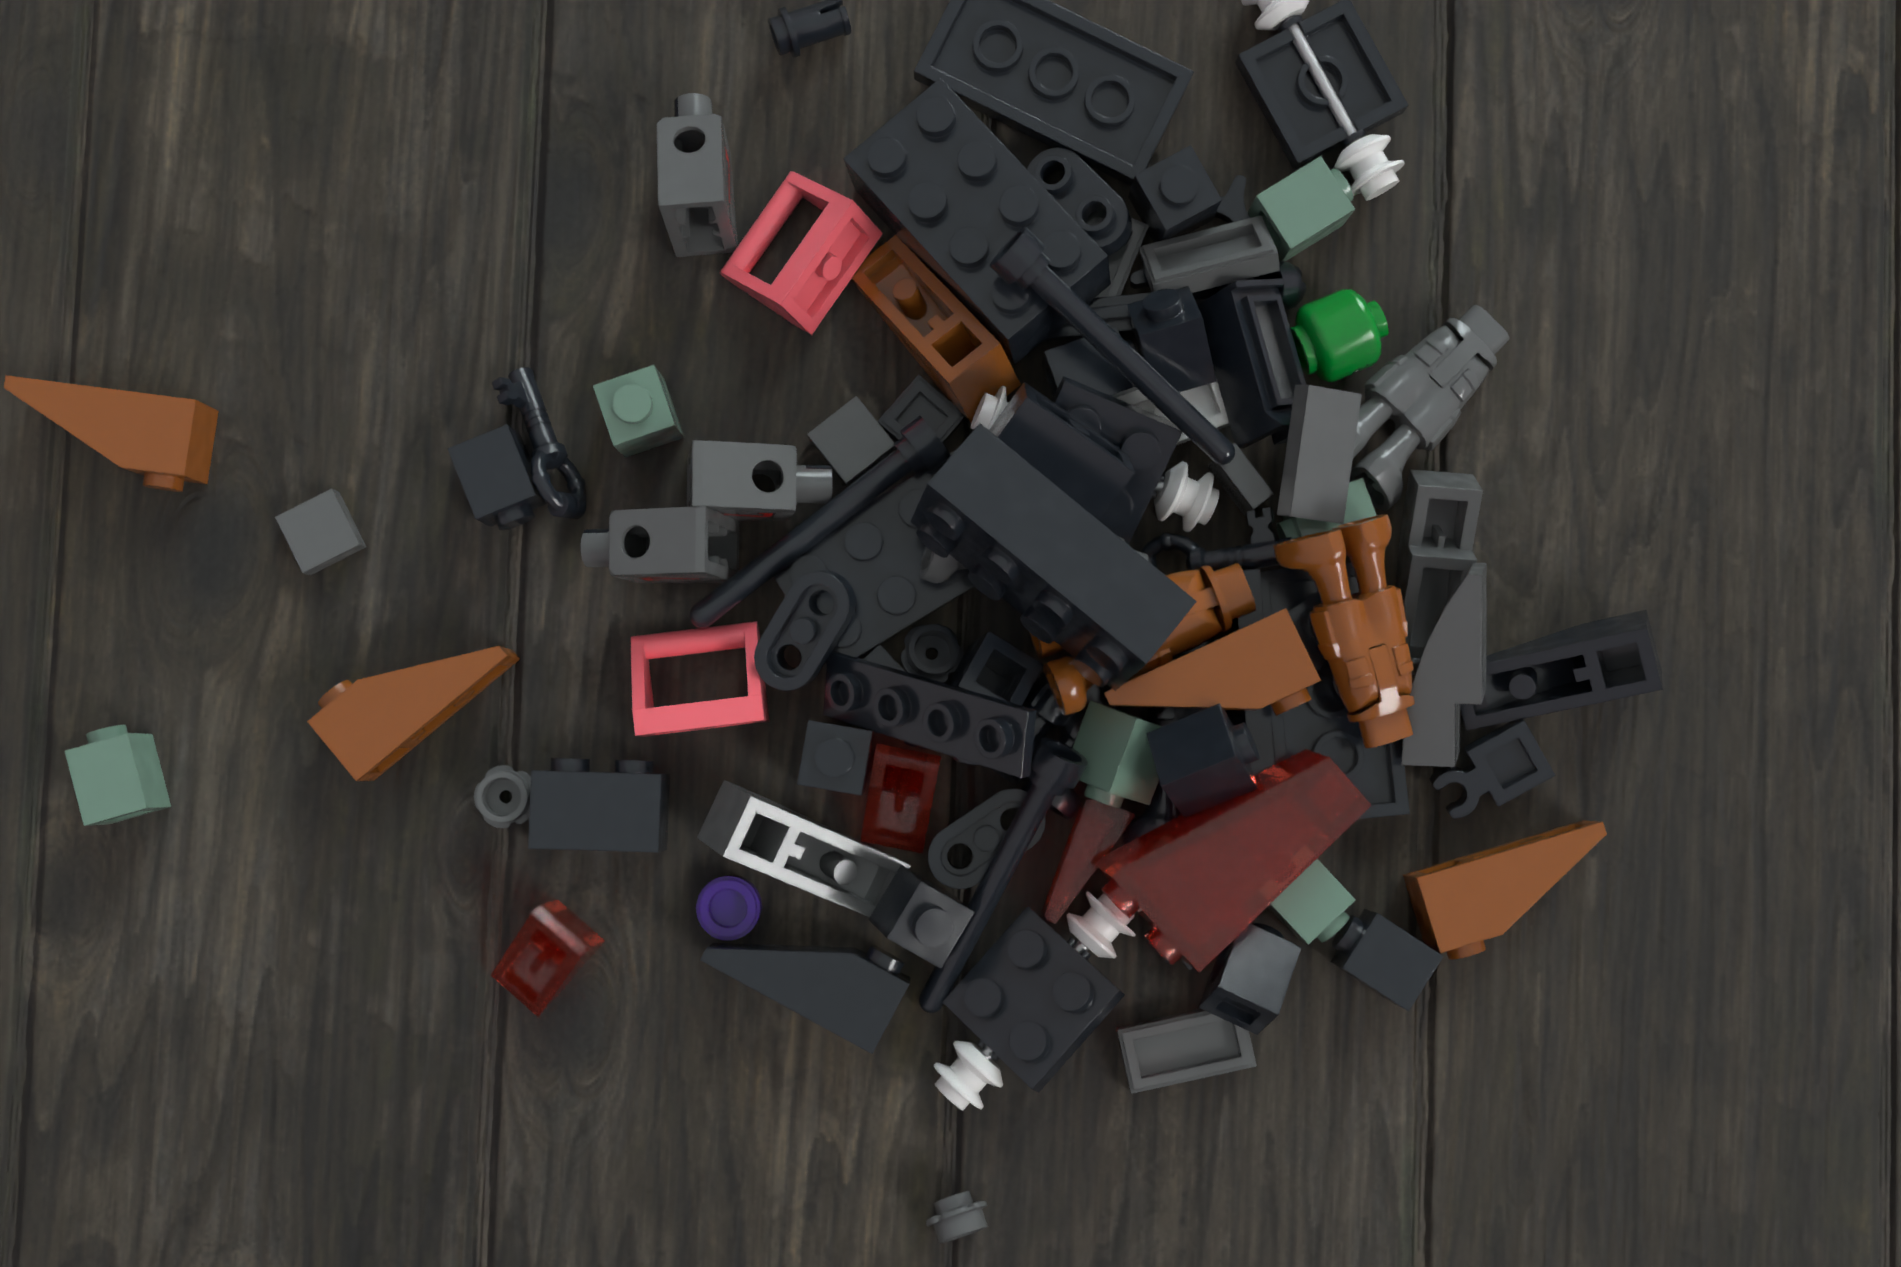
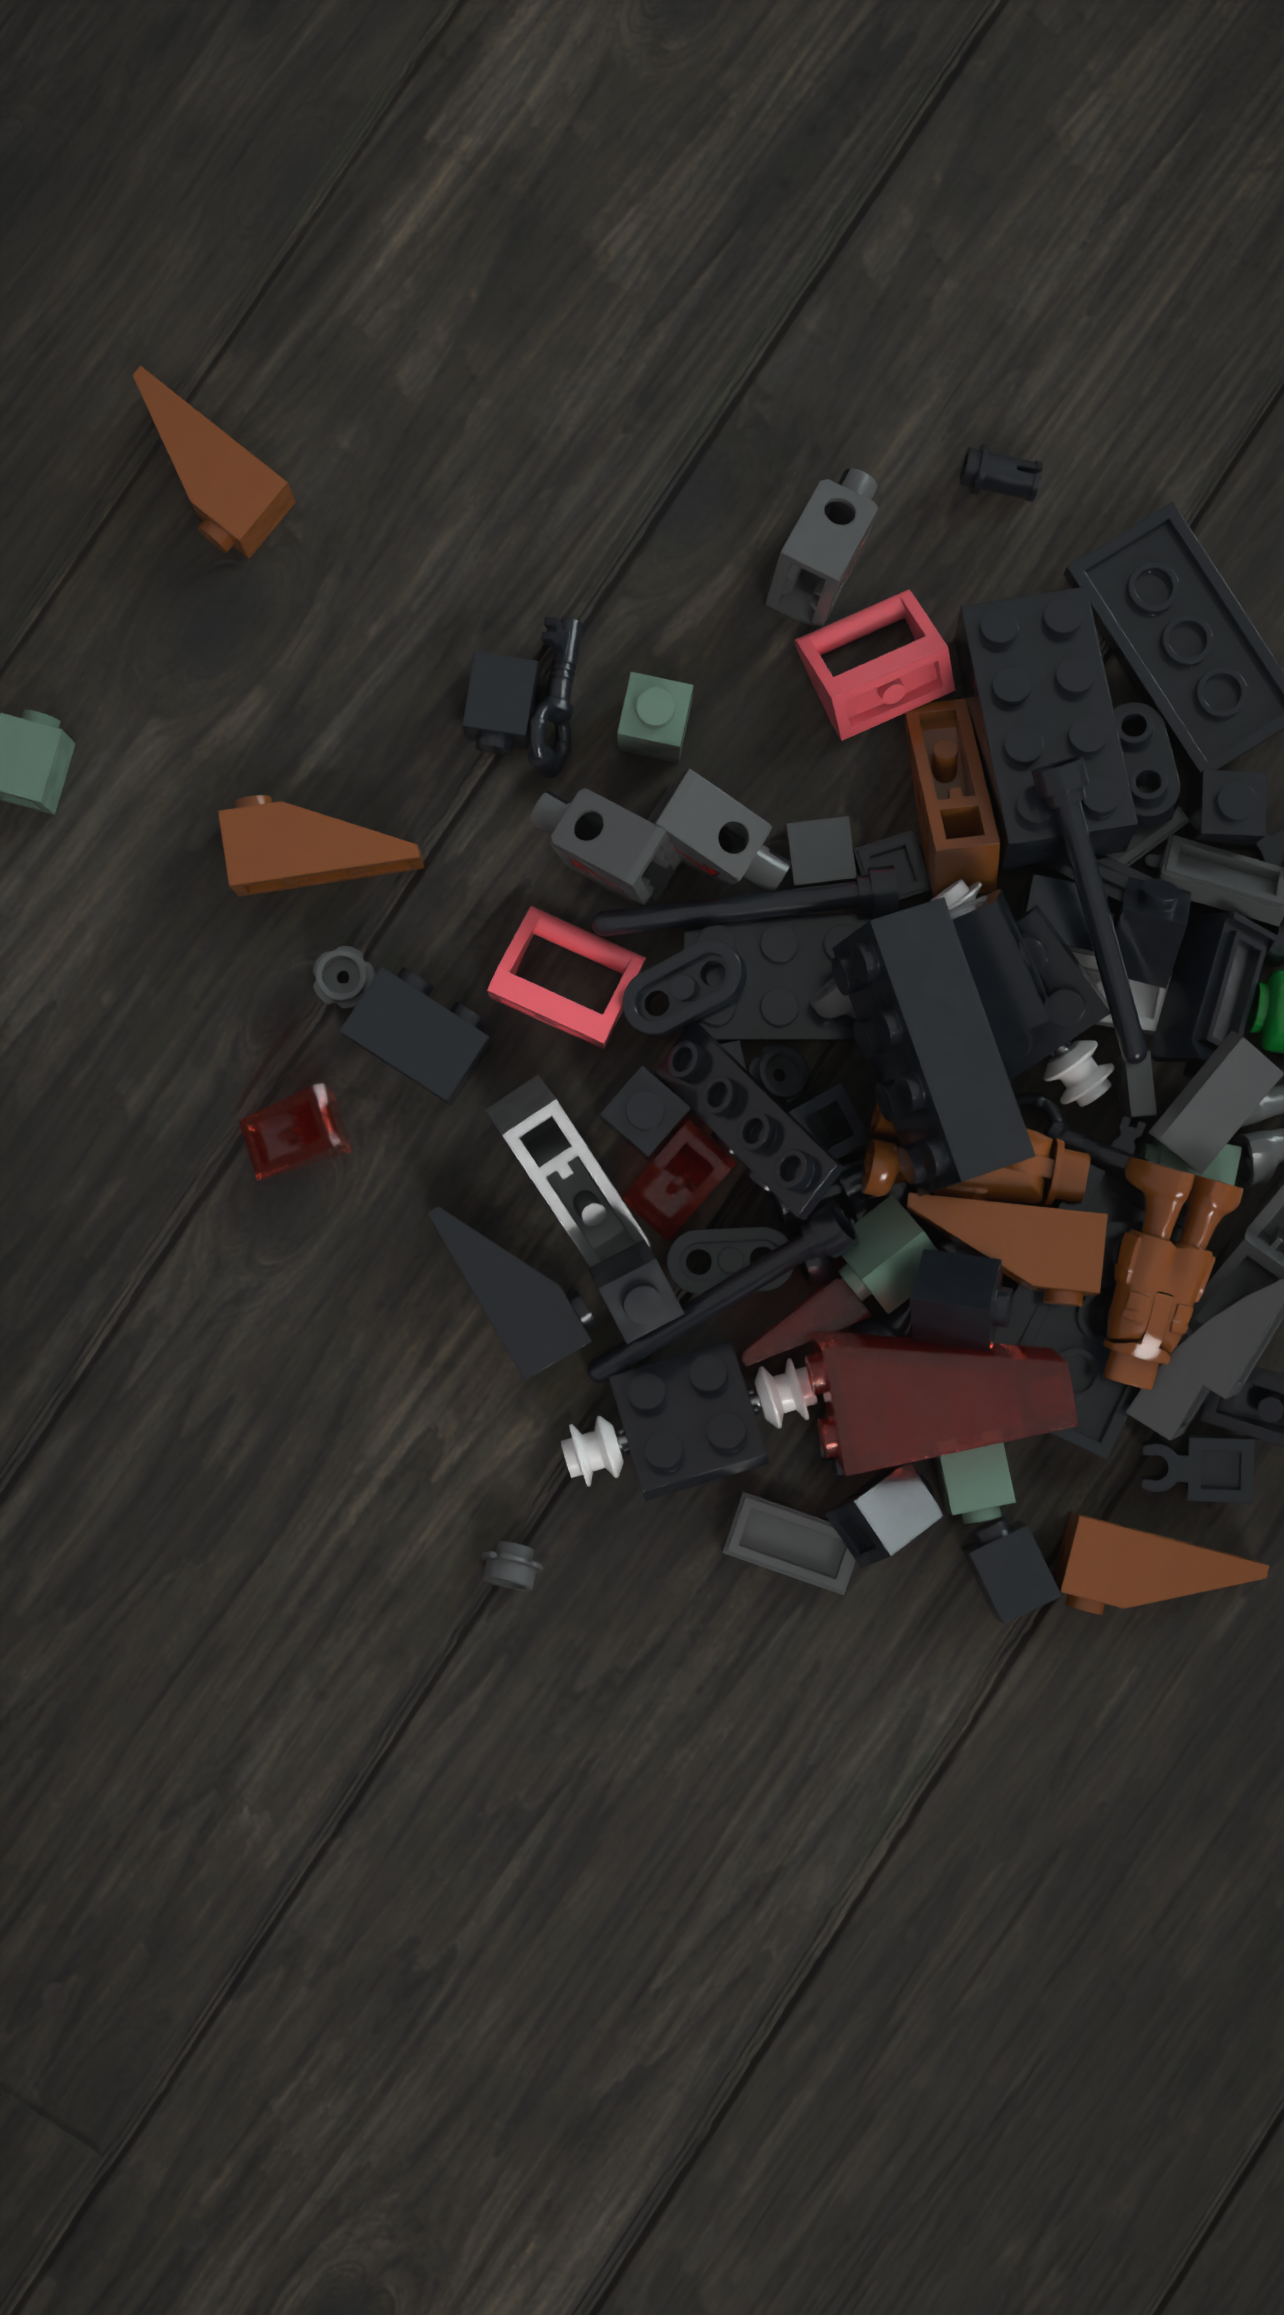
camera: 30 degrees right, 0 degrees up
(320, 532) = (321, 657): dark grey tile -> none
(729, 907) = (475, 1186): dark purple tile -> none

